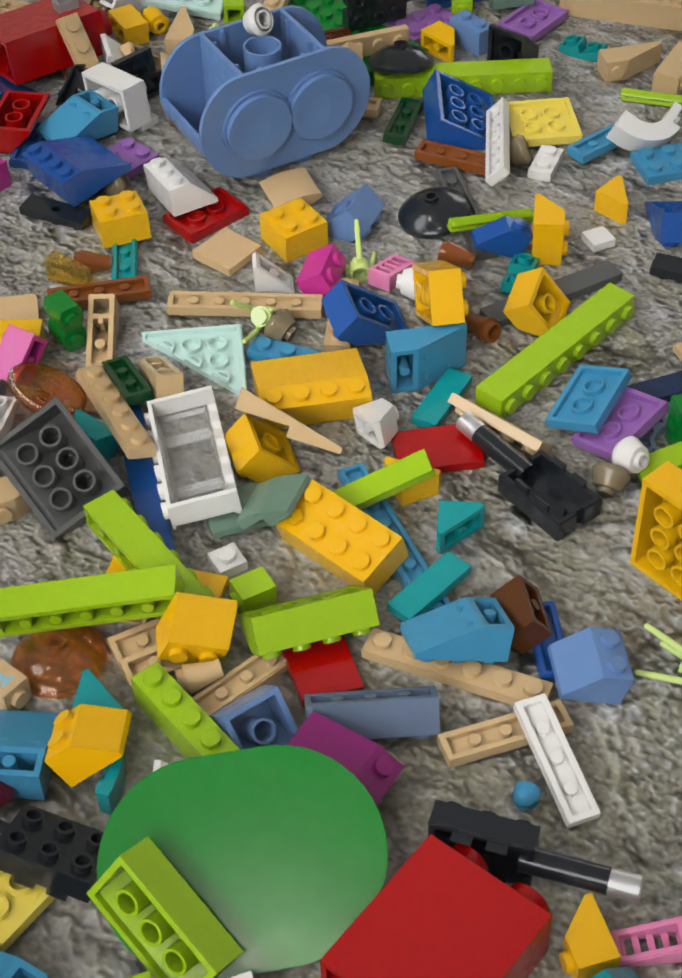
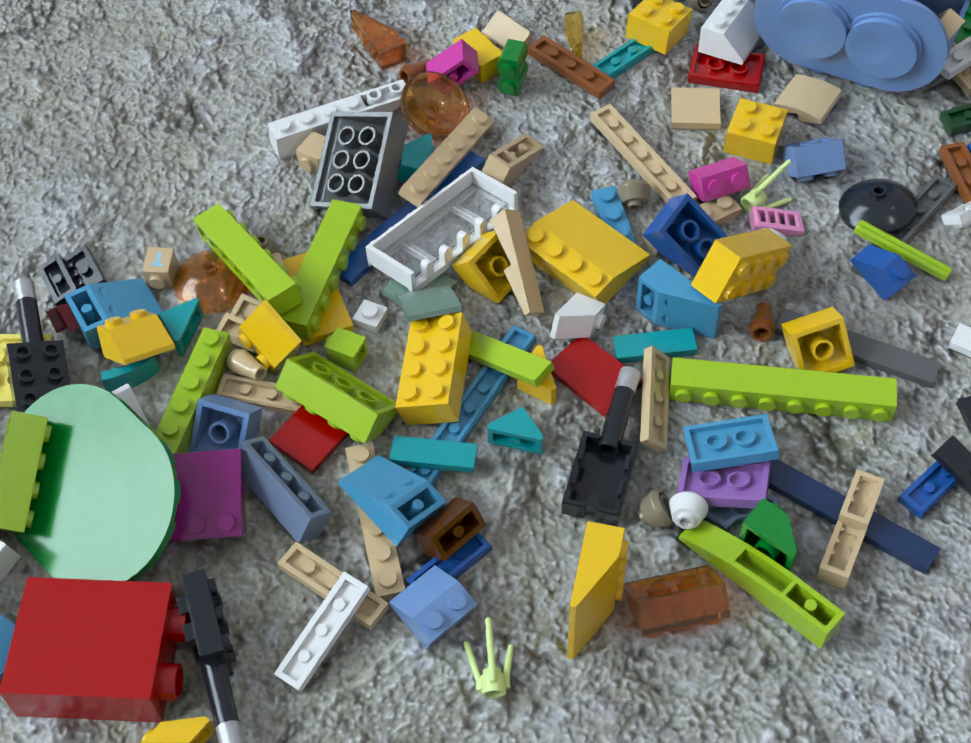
camera: 55 degrees right, 10 degrees up
(93, 260) = (598, 37): dark orange cone -> none
(102, 328) = (531, 94): tan slope -> none
(128, 380) = (495, 136): dark green plate -> none
(207, 350) = (574, 168): light aqua tile -> none
(259, 317) = (628, 172): yellowish green plant -> none
(269, 277) = (683, 150): white slope -> none
(456, 255) = (835, 251): dark orange cone -> none
(519, 263) = (863, 310): teal slope -> none
(526, 795) = (282, 632): dark azure hinge -> none
(549, 232) = (916, 296): yellow slope -> none

